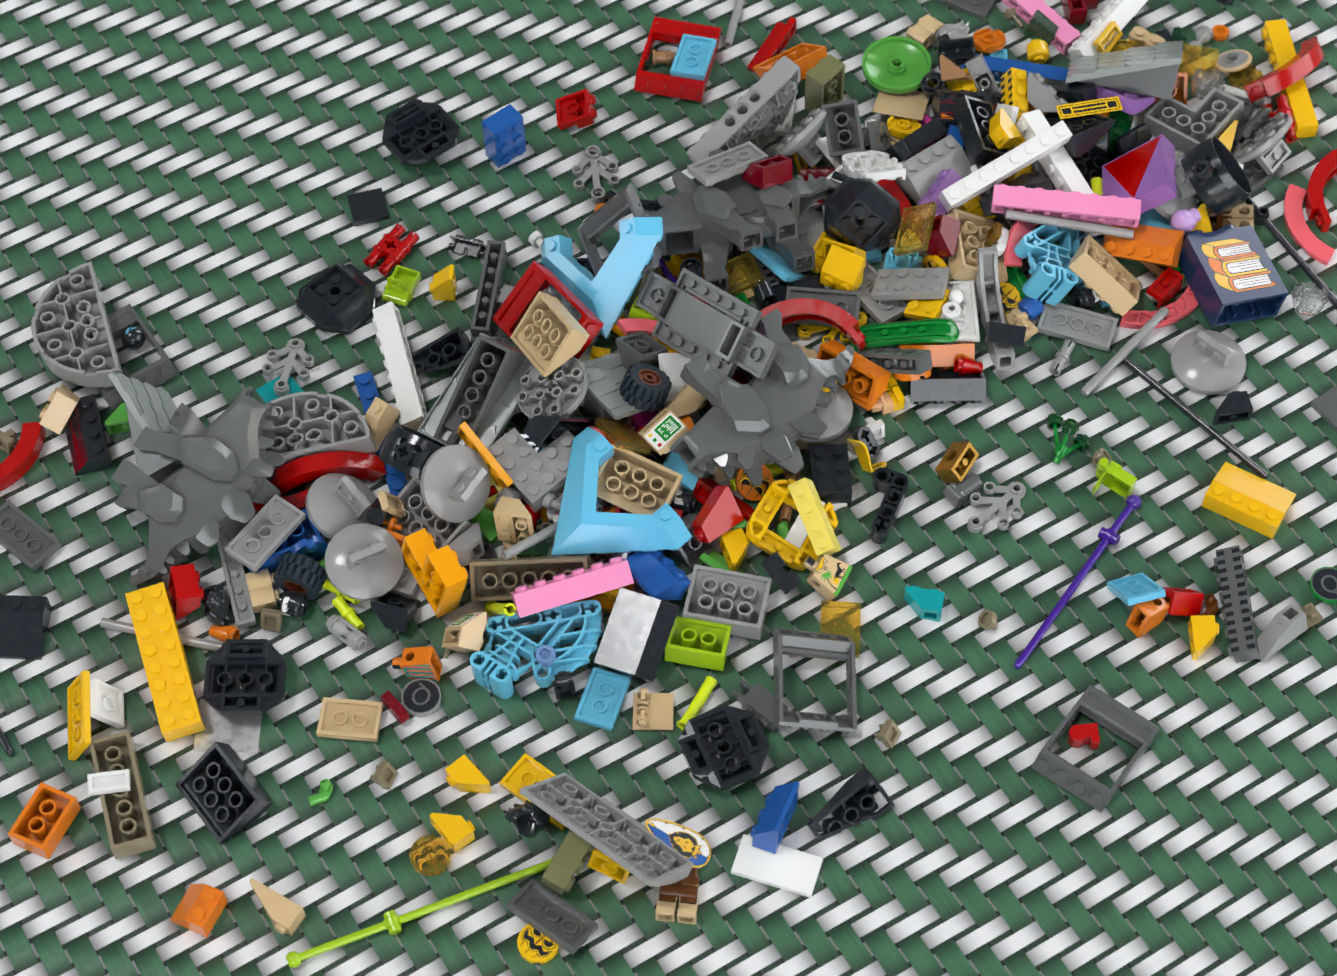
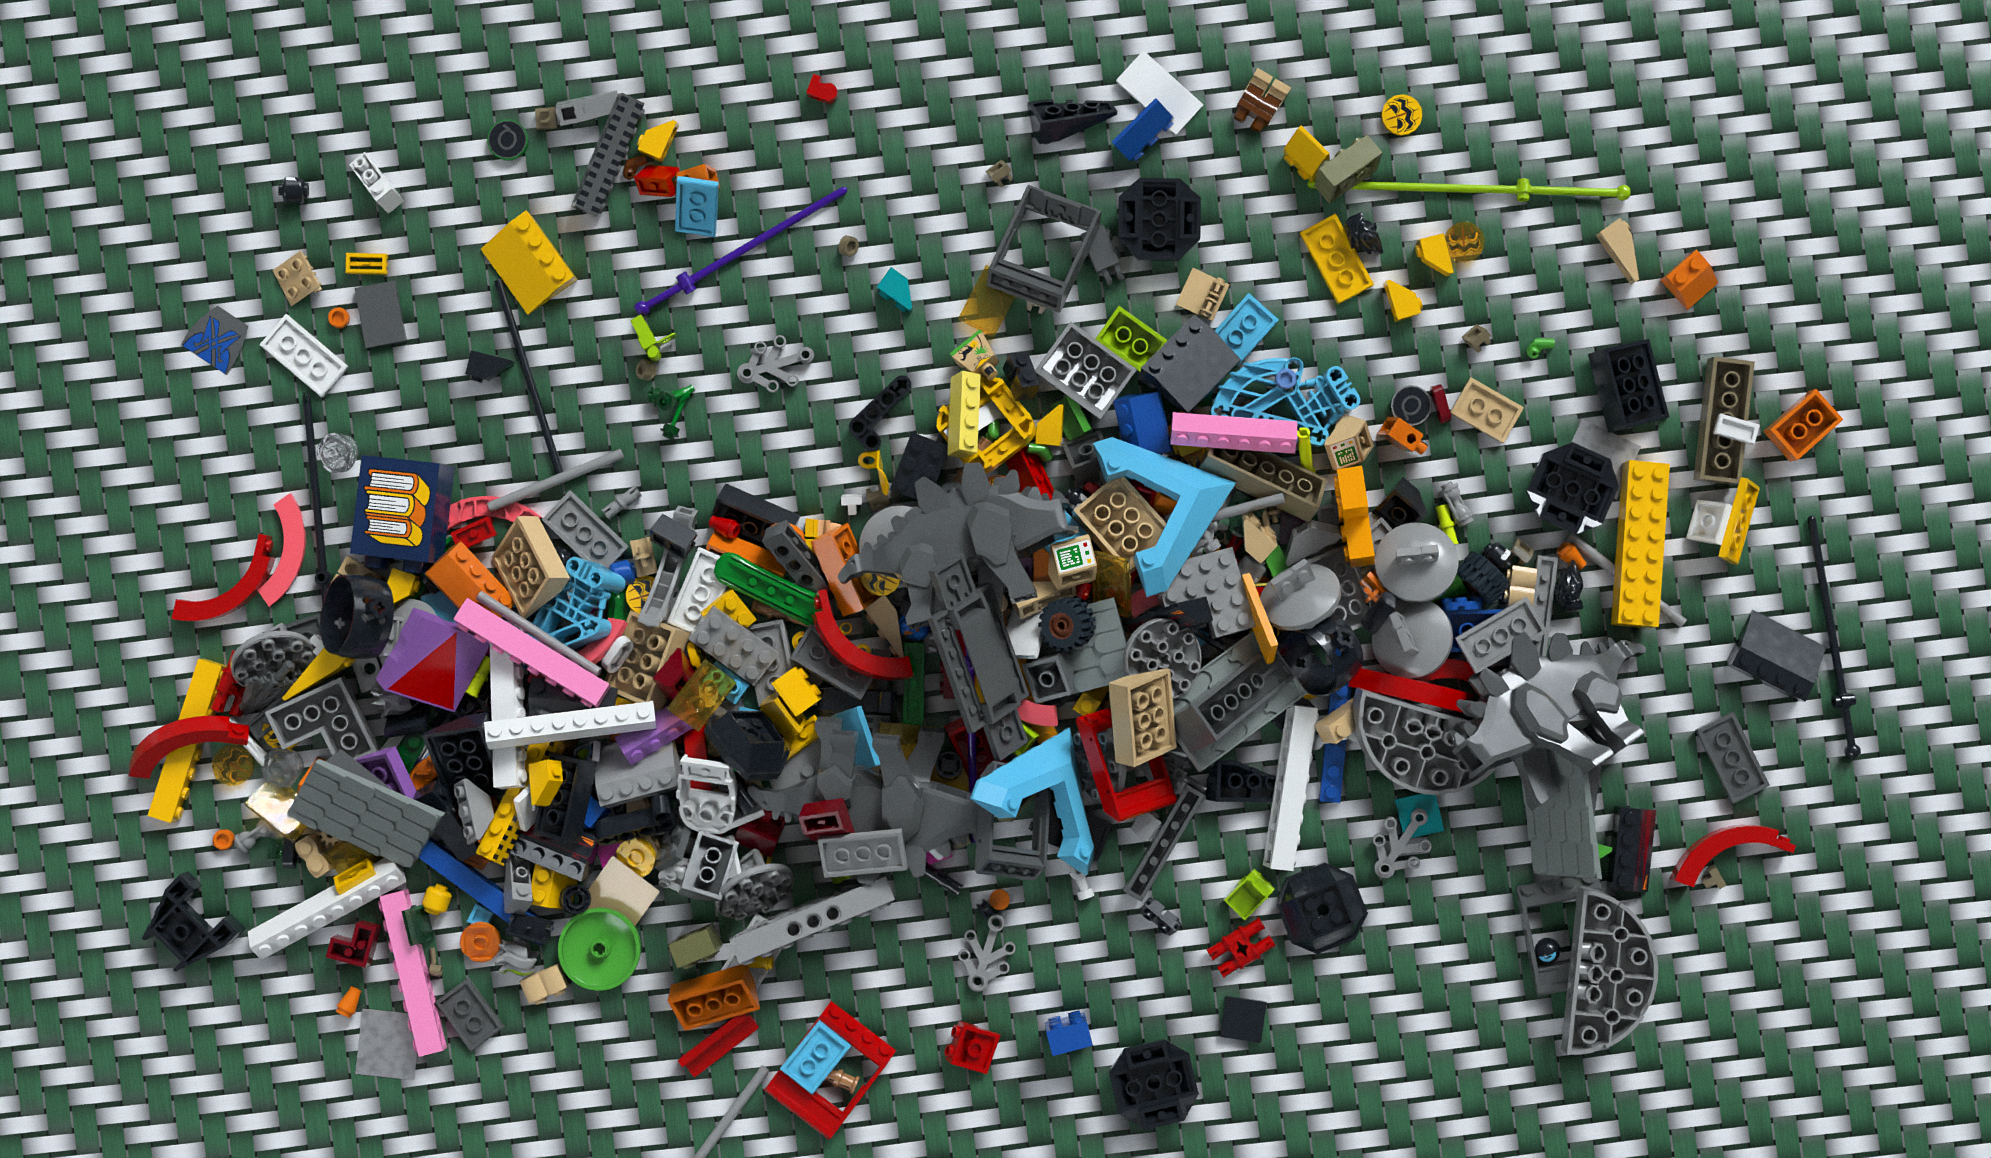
camera: 155 degrees left, 30 degrees up
(58, 412) = (1653, 885): tan slope -> none
(184, 589) = (1596, 613): red slope -> none
(391, 504) = (1366, 613): tan tile -> none
(444, 284) = (1206, 872): yellow slope -> none
(552, 916) = (1374, 117): dark grey tile -> none
(564, 685) = (1276, 350): black plate -> none
(609, 830) = (1306, 168): light grey slope -> none
(682, 839) = (1238, 147): shield -> none
(698, 701) = (1159, 282): neon yellow pin -> none
(717, 515) = (1057, 459): slope -> none
(868, 439) = (865, 487): black beam -> none
(951, 71) = (549, 899): medium nougat slope -> none
(955, 298) = (699, 603): white plate -> none
(957, 462) = (792, 416): pearl gold brick -> none
(959, 492) = (803, 394): dark grey piece -> none
(993, 234) = (620, 662): pearl gold tile -> none
(1089, 107) = (436, 770): sticker -> none
(1113, 717) = (784, 92): dark grey window -> none
(1185, 220) = (415, 589): lavender piece -> none
(1208, 362) = (480, 431): light grey bracket -> none
(1233, 60) = (230, 779): light grey wheel -> none

